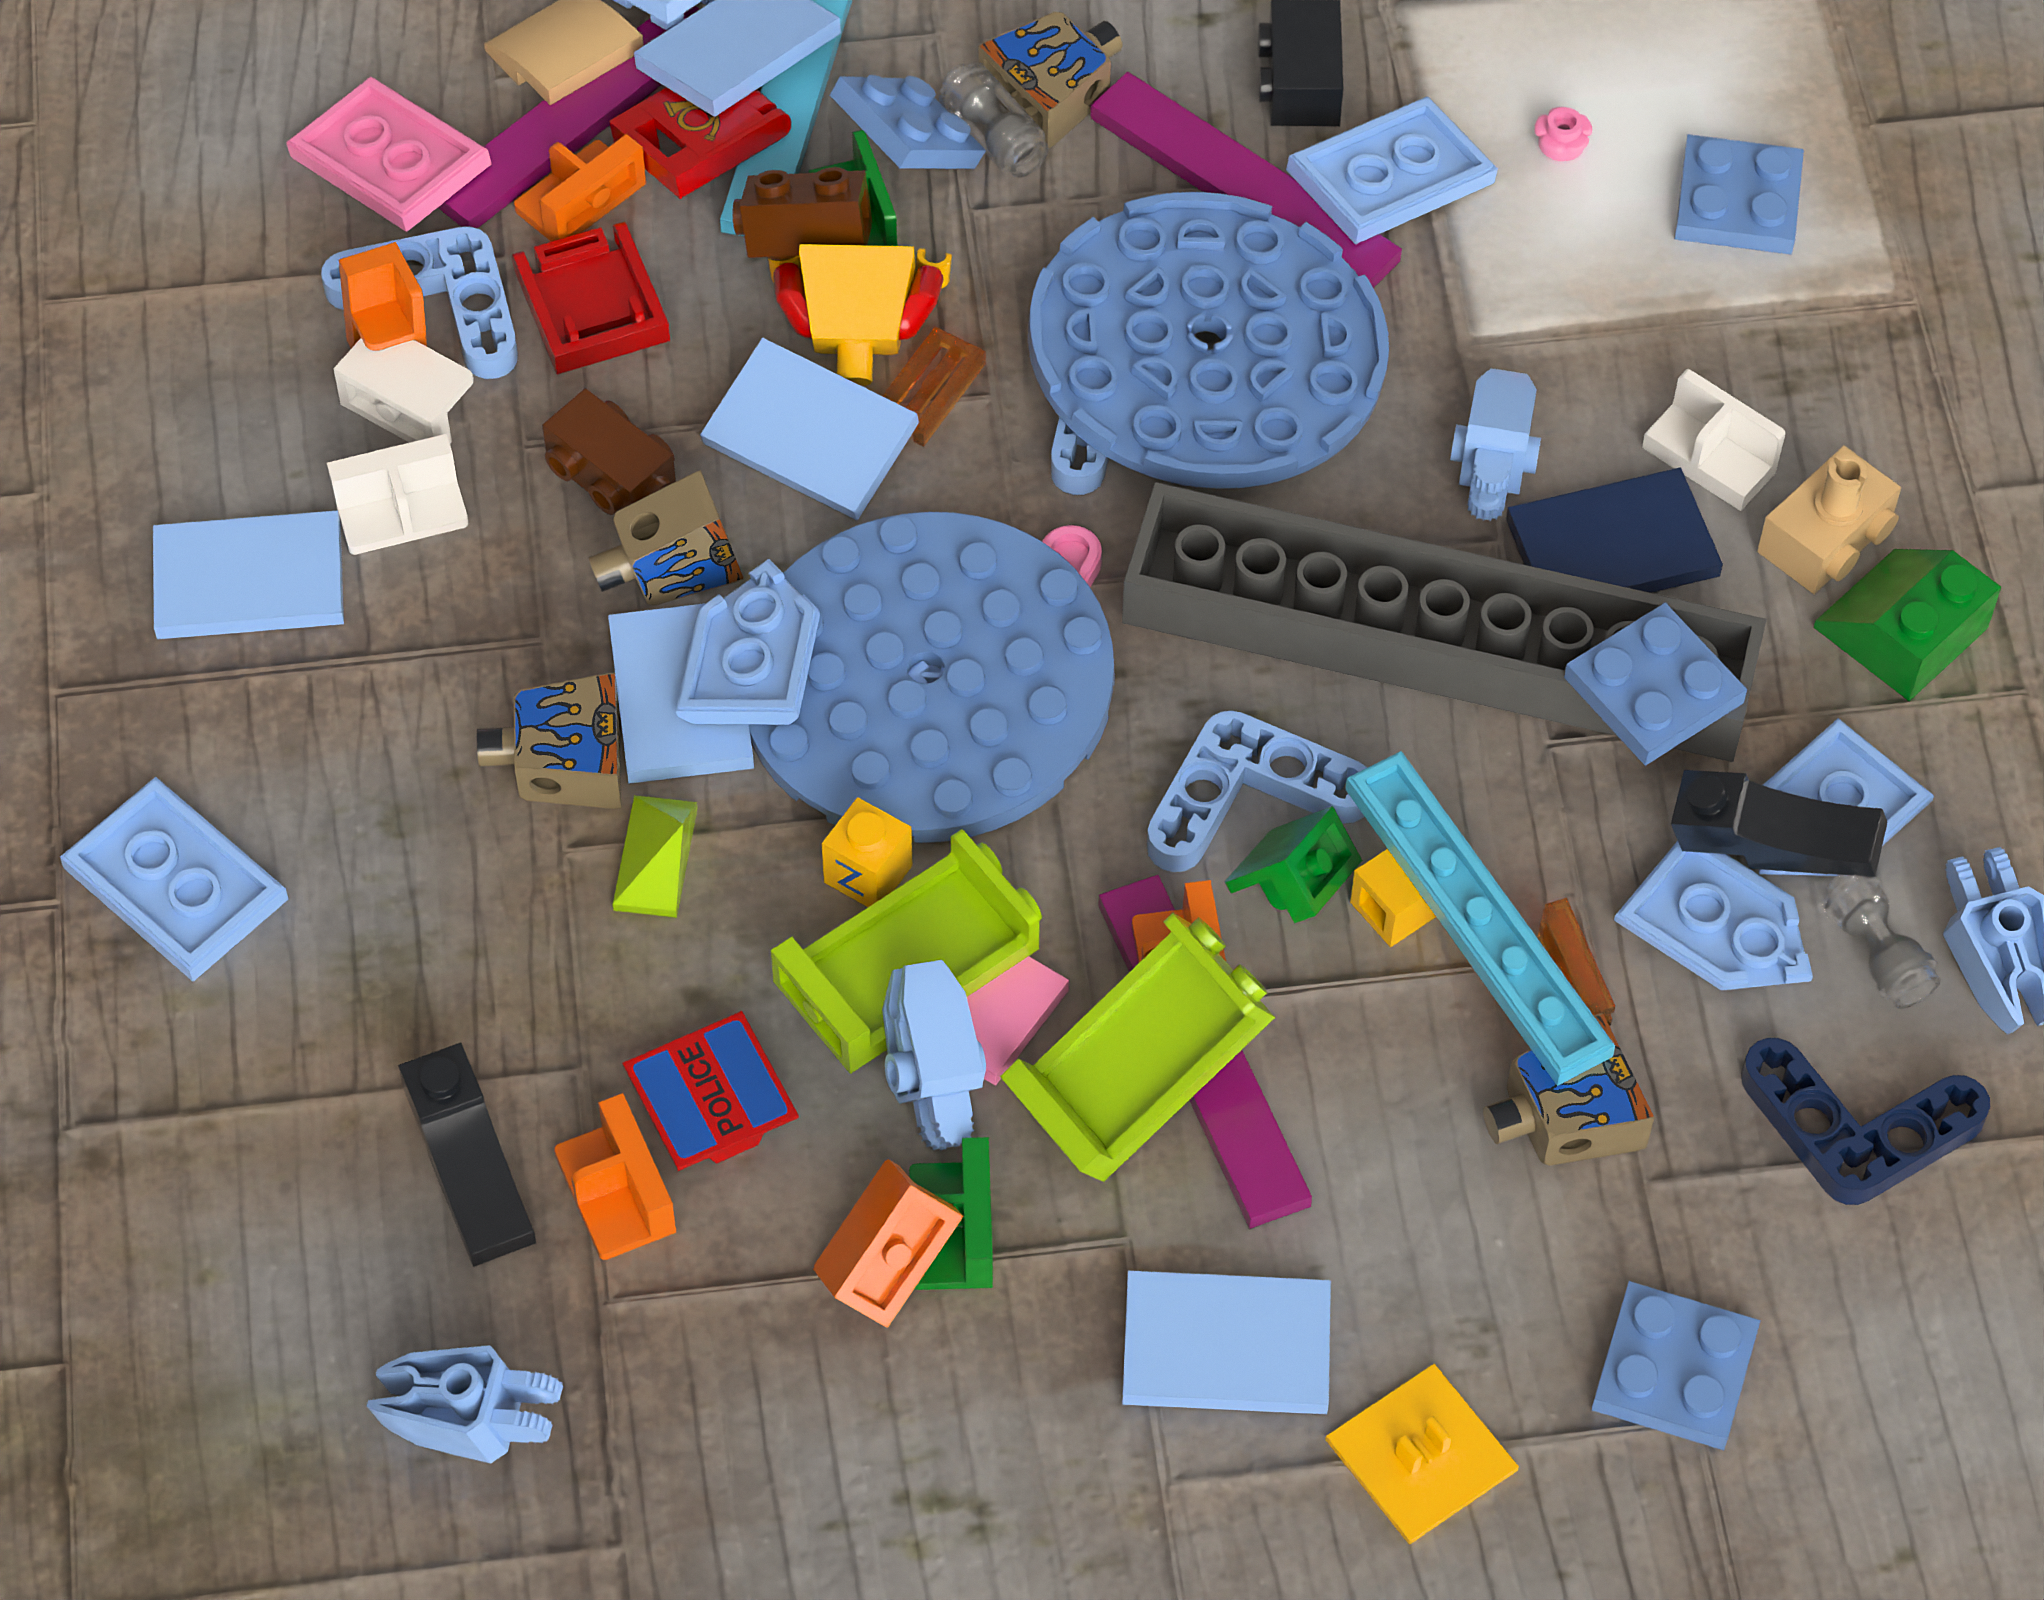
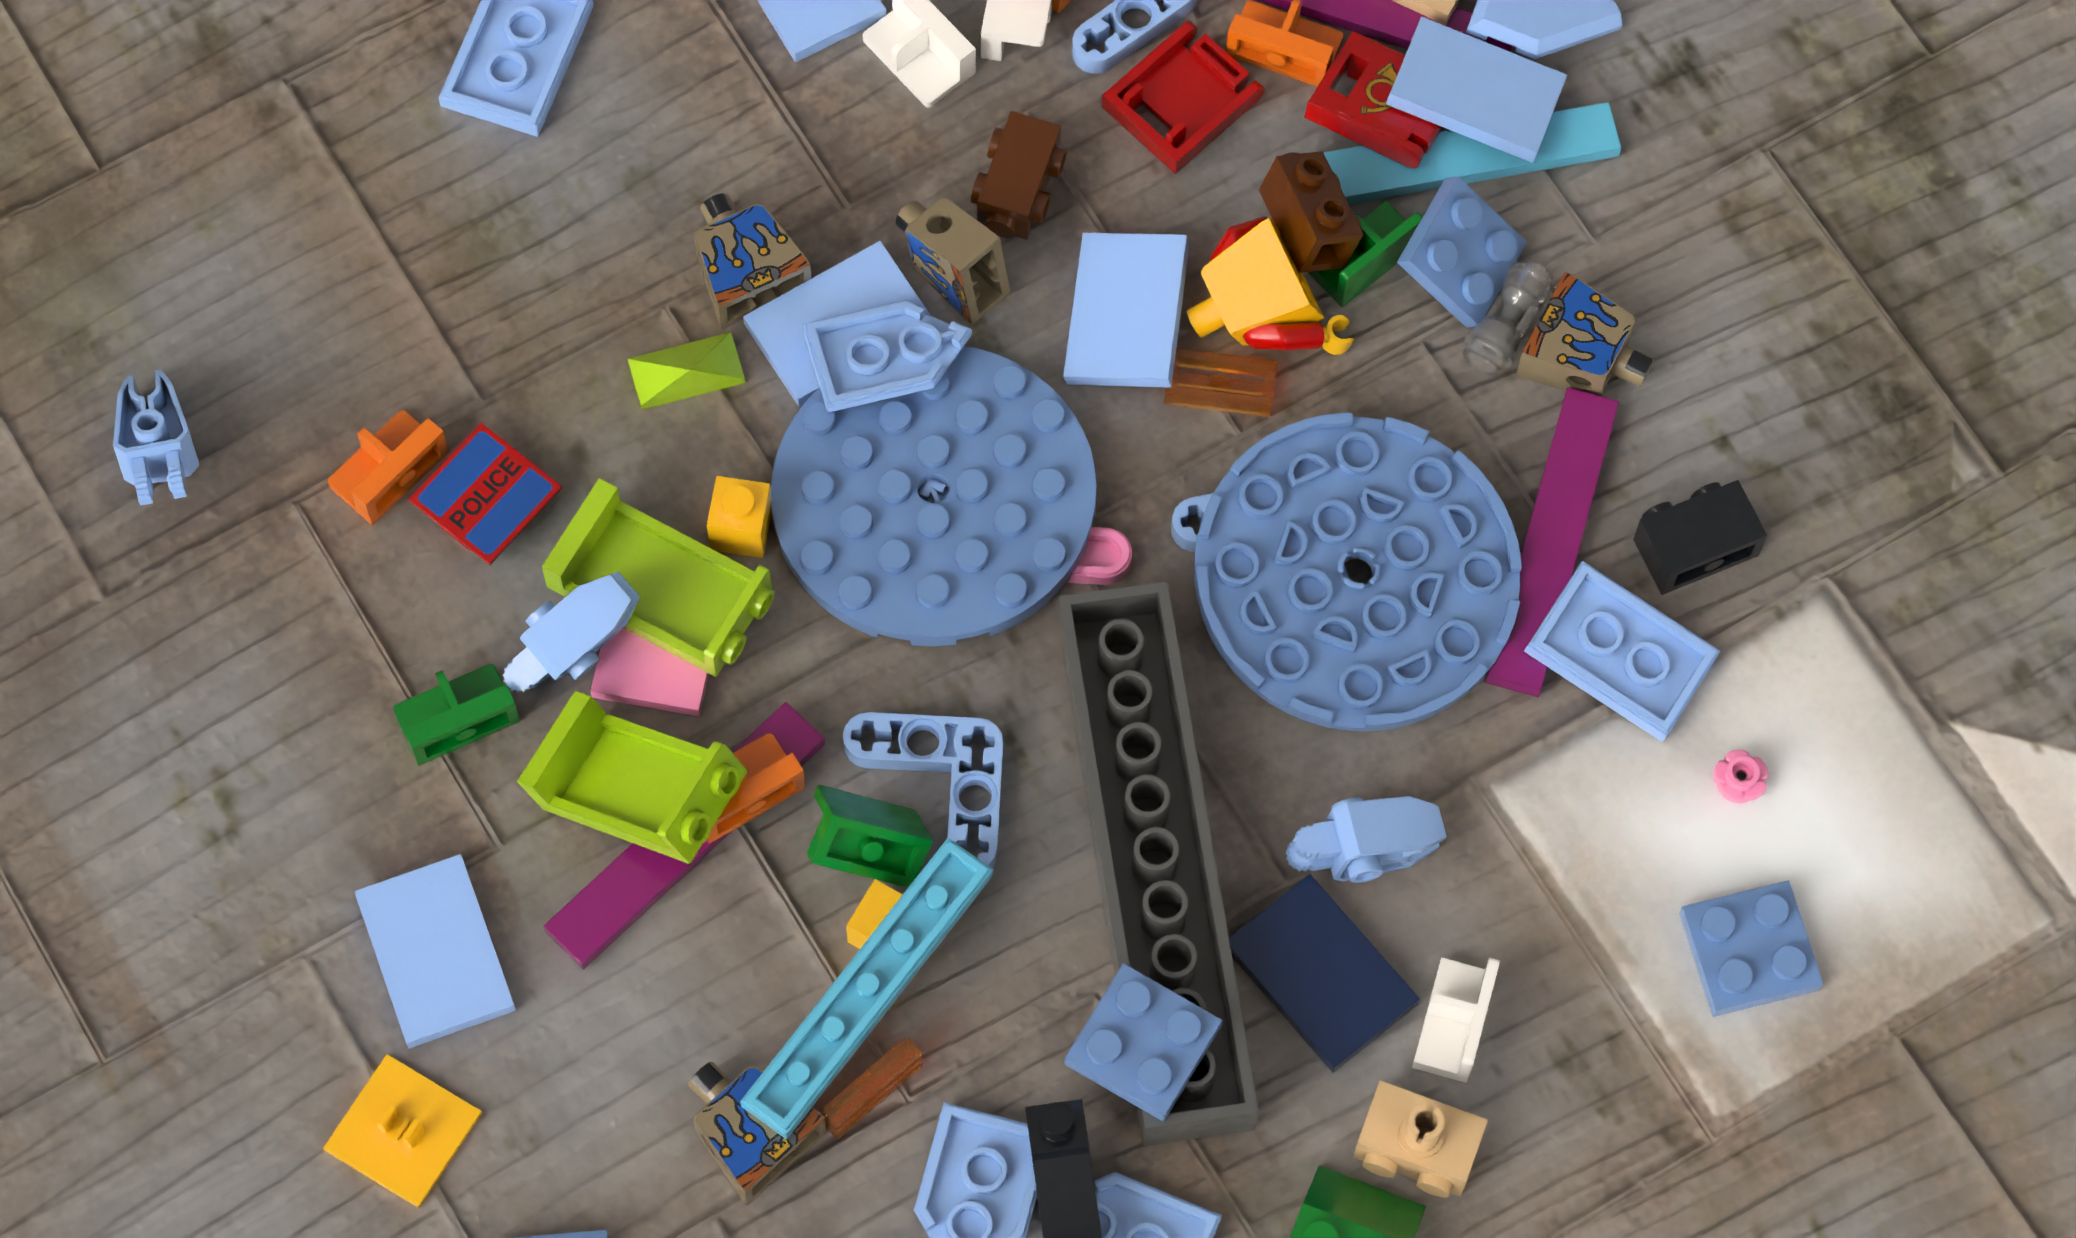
camera: 65 degrees right, 10 degrees up
(466, 1154) = (362, 351): black slope -> none
(886, 1244) = (397, 670): orange panel -> none

